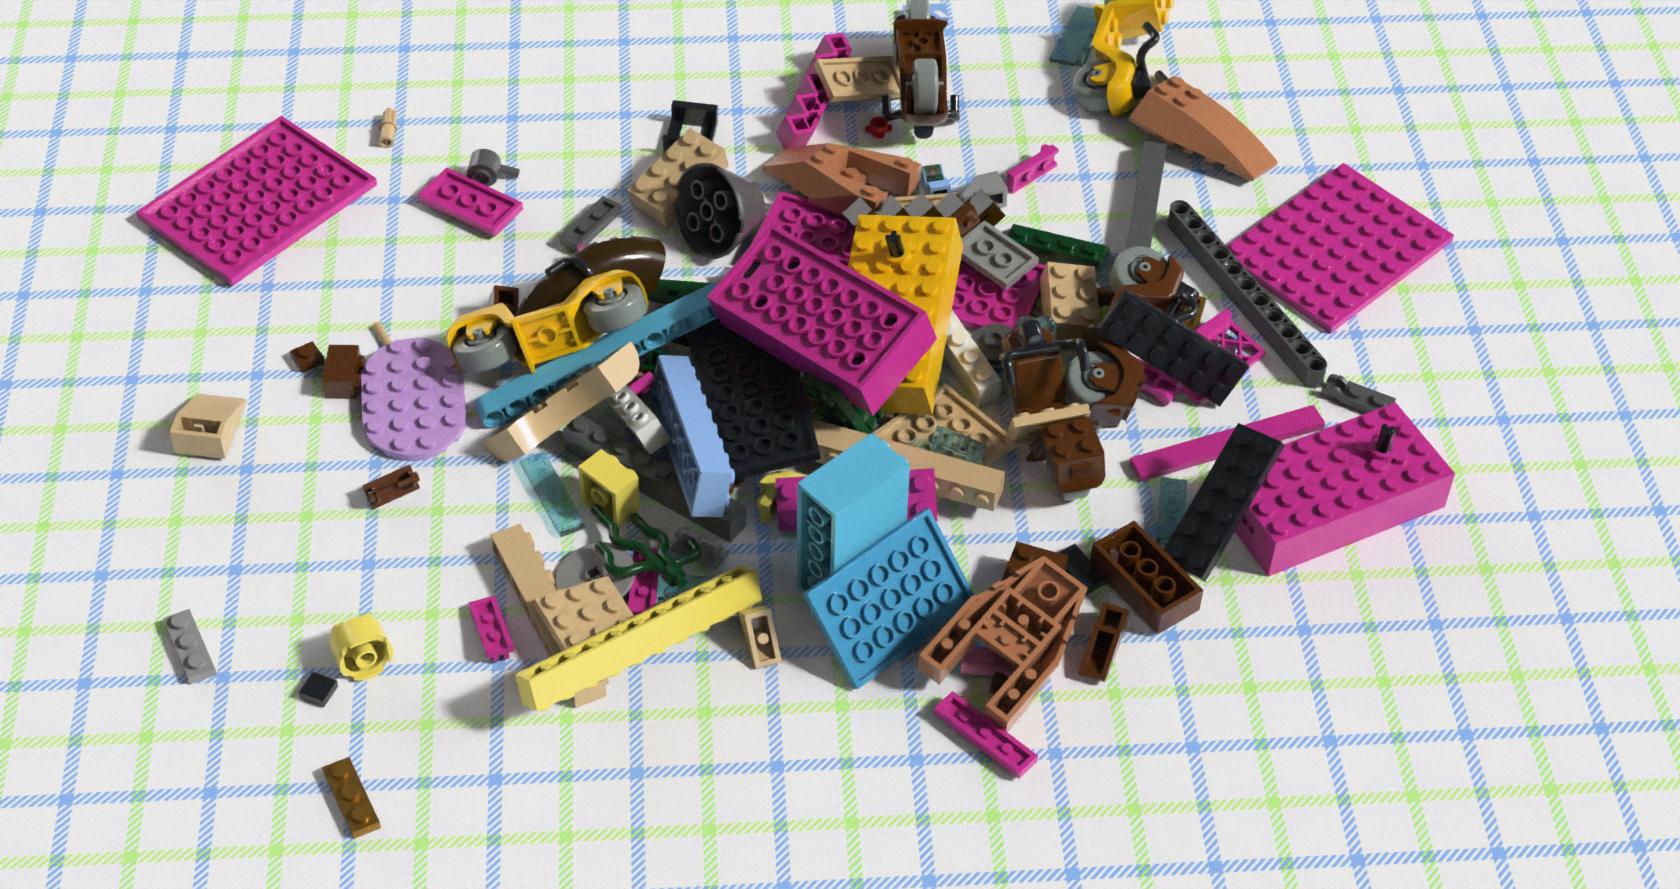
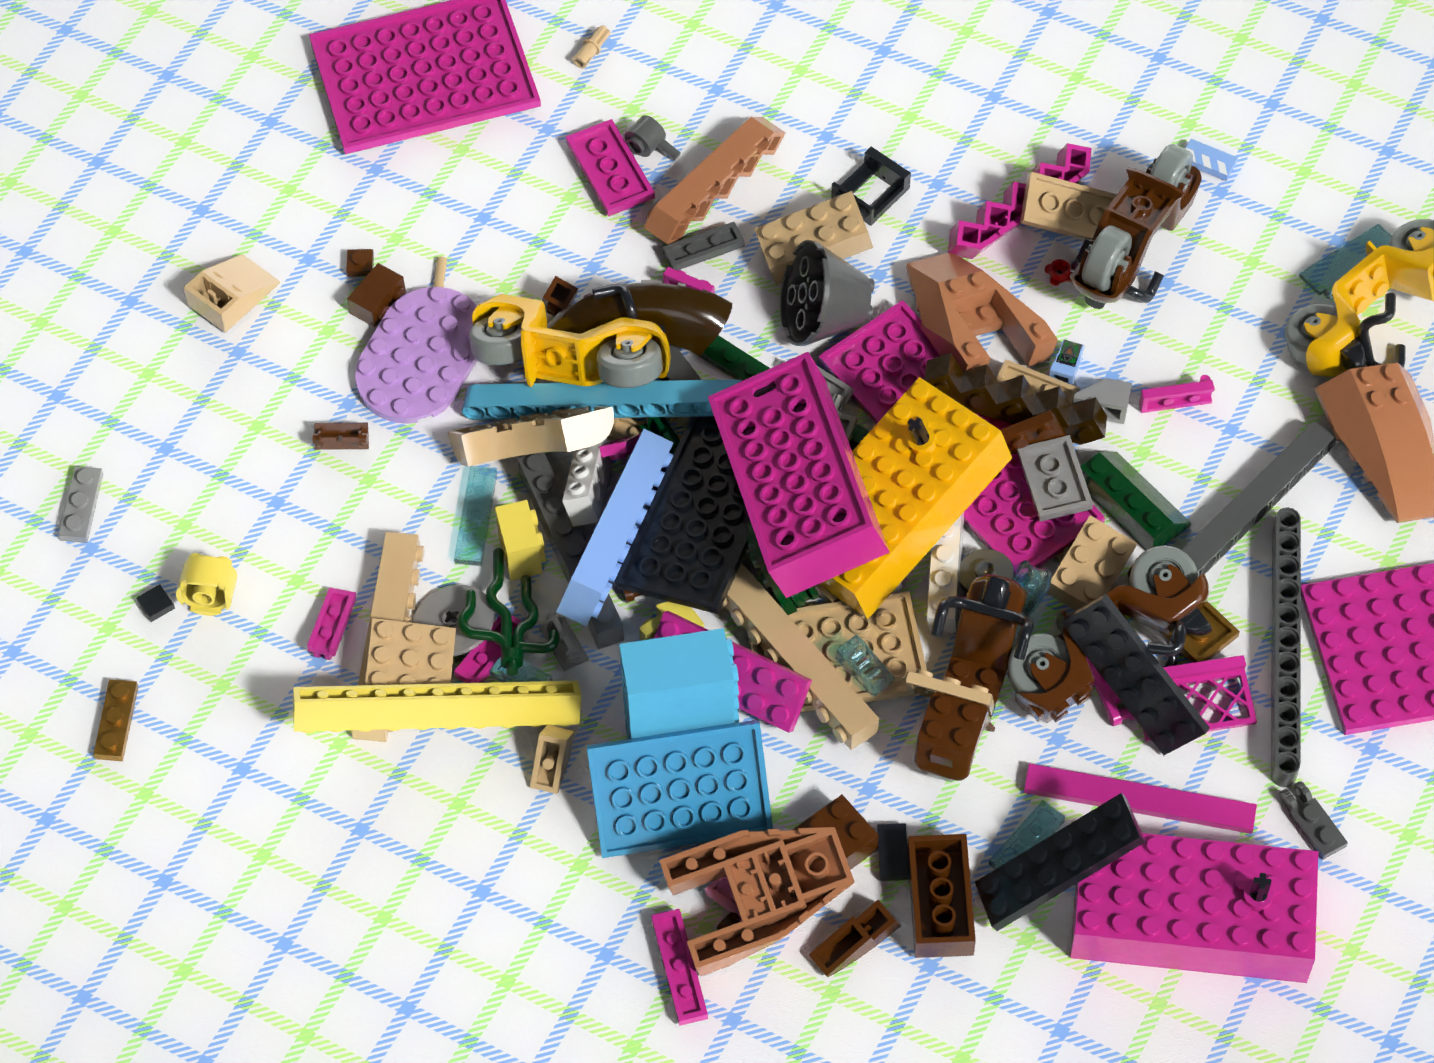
camera: 35 degrees right, 10 degrees up
(563, 174) = (713, 179): none -> nougat brick

